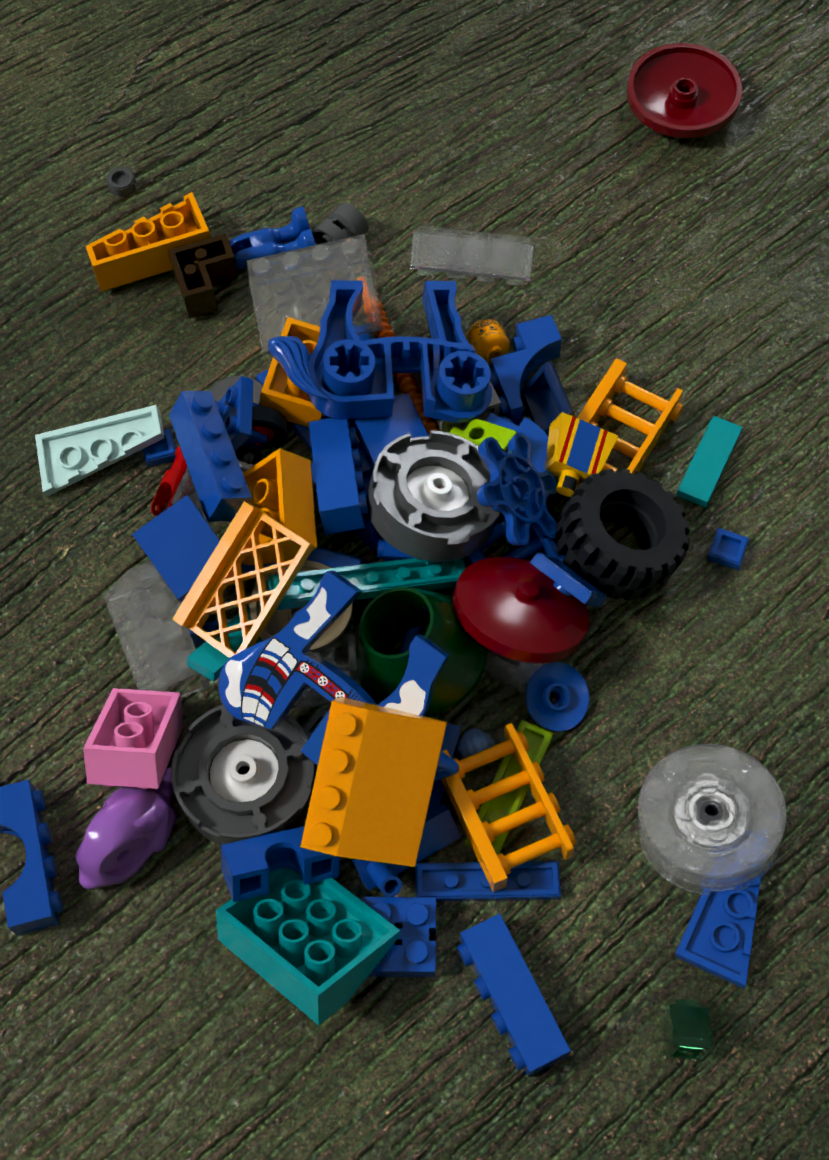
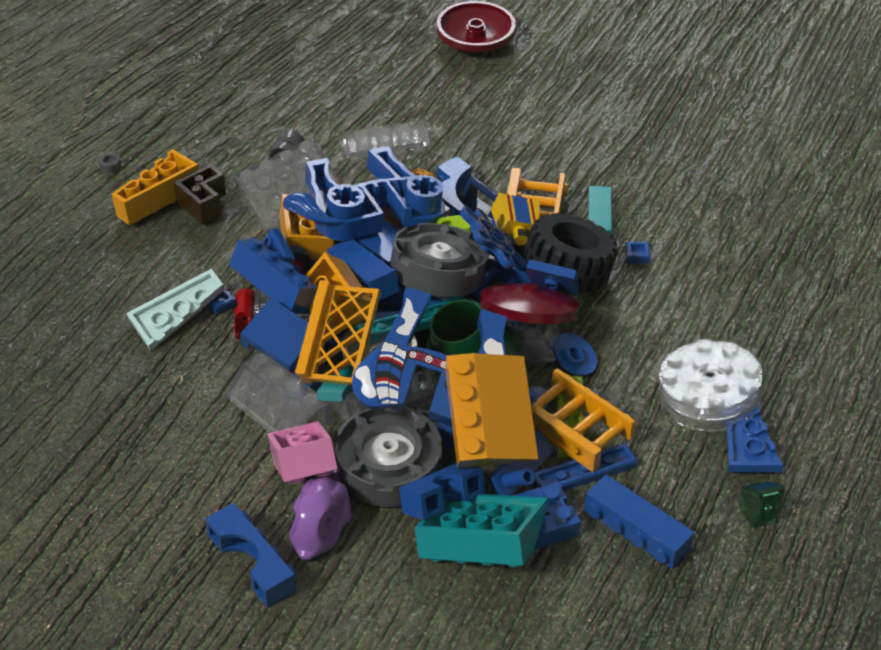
camera: 25 degrees left, 20 degrees down
(269, 240) = (255, 156): blue piece -> none

